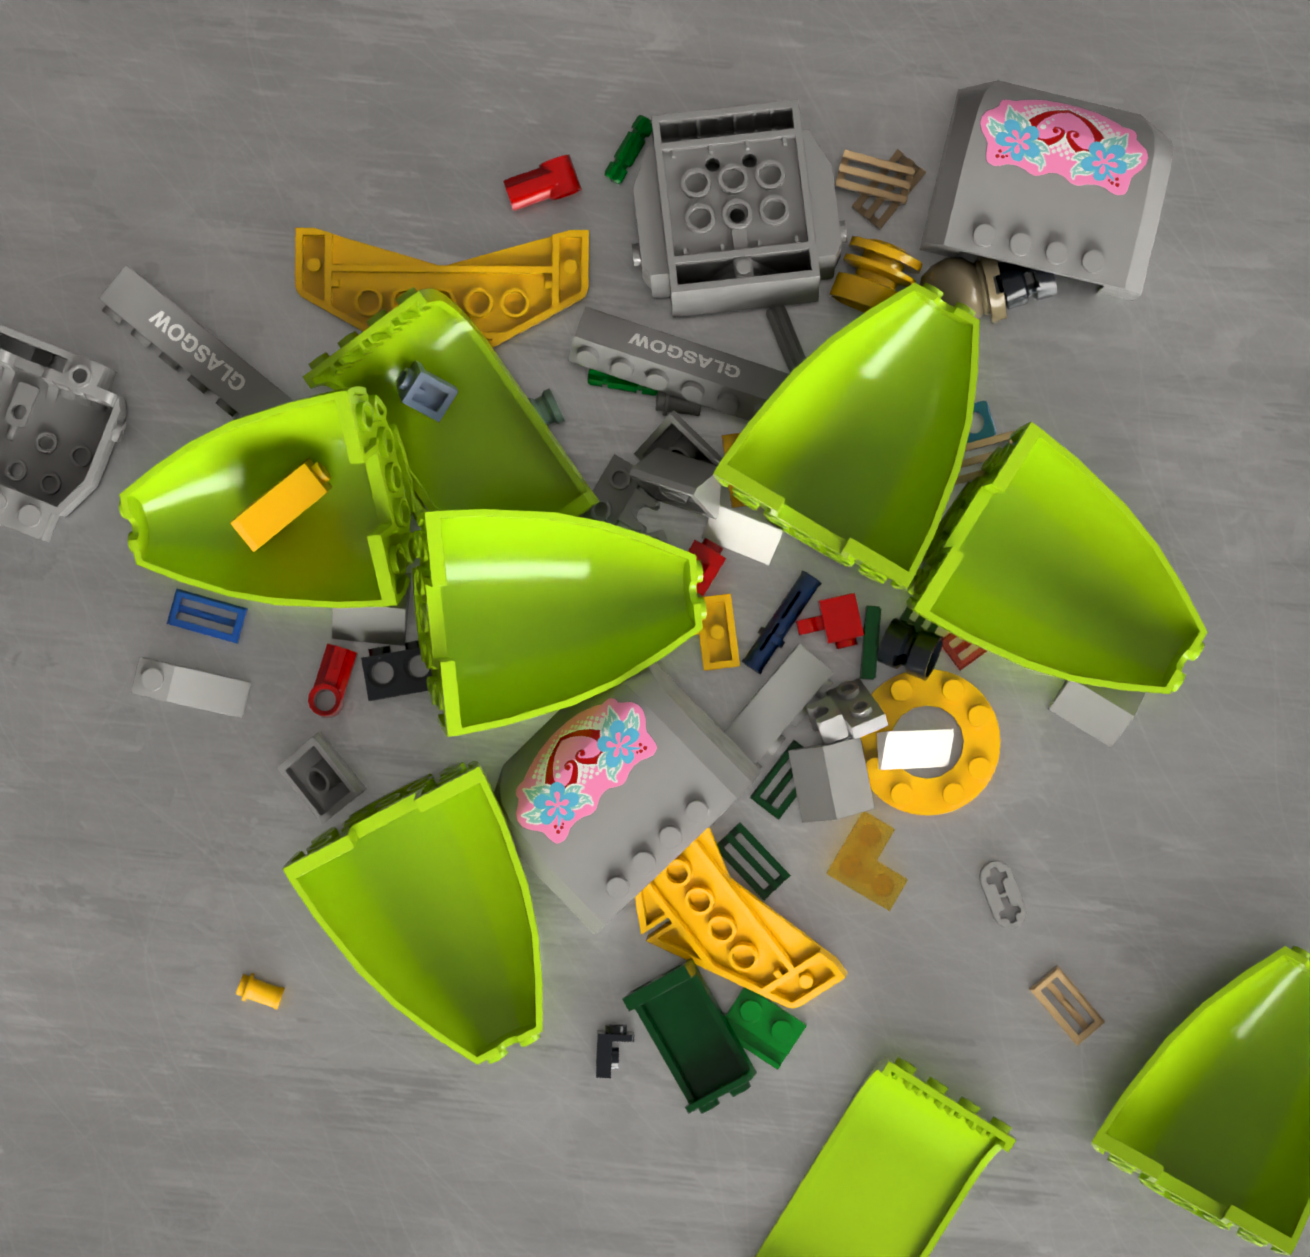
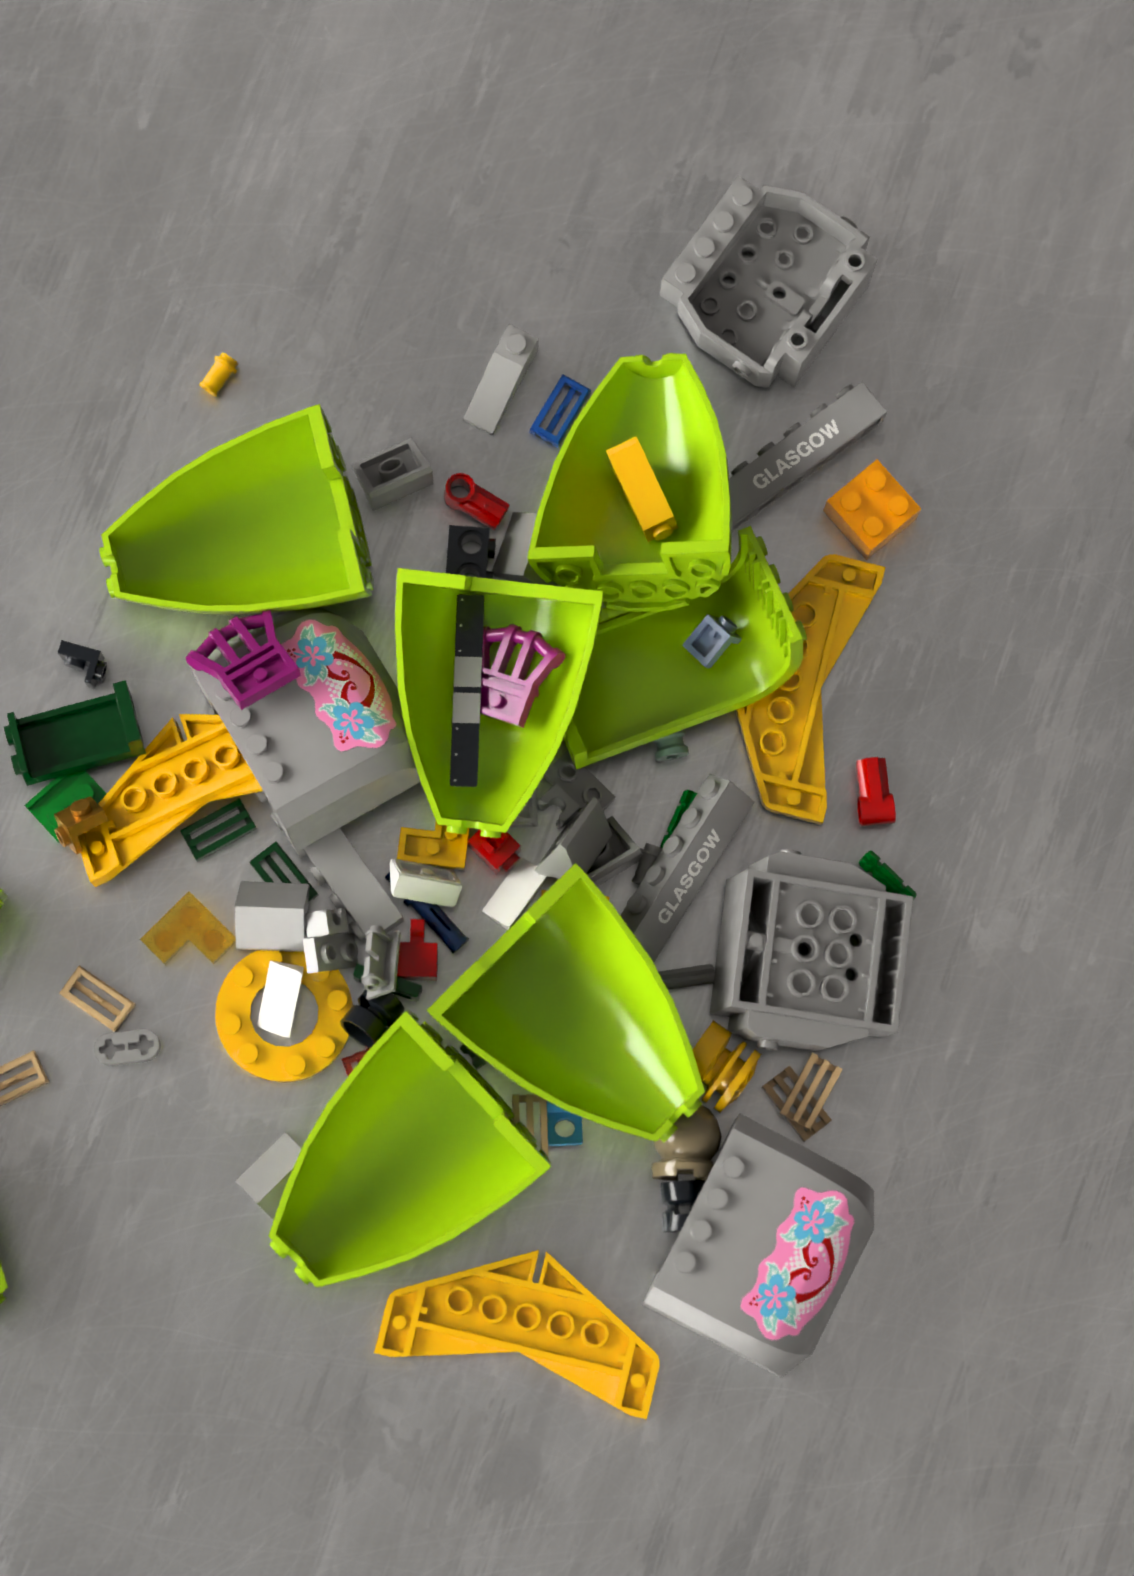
camera: 100 degrees right, 10 degrees down
(235, 256) = (871, 509): none -> light orange brick
(545, 598) = (512, 696): none -> magenta plate
(552, 634) = (467, 690): none -> black sticker
(596, 857) = (254, 674): none -> magenta plate
(757, 630) = (424, 883): none -> white slope
(783, 1007) = (76, 820): none -> pearl gold bracket
(858, 650) = (382, 964): none -> light grey hinge
(970, 909) = (121, 1015): none -> tan tile
(1175, 391) = (548, 1321): none -> yellow wing

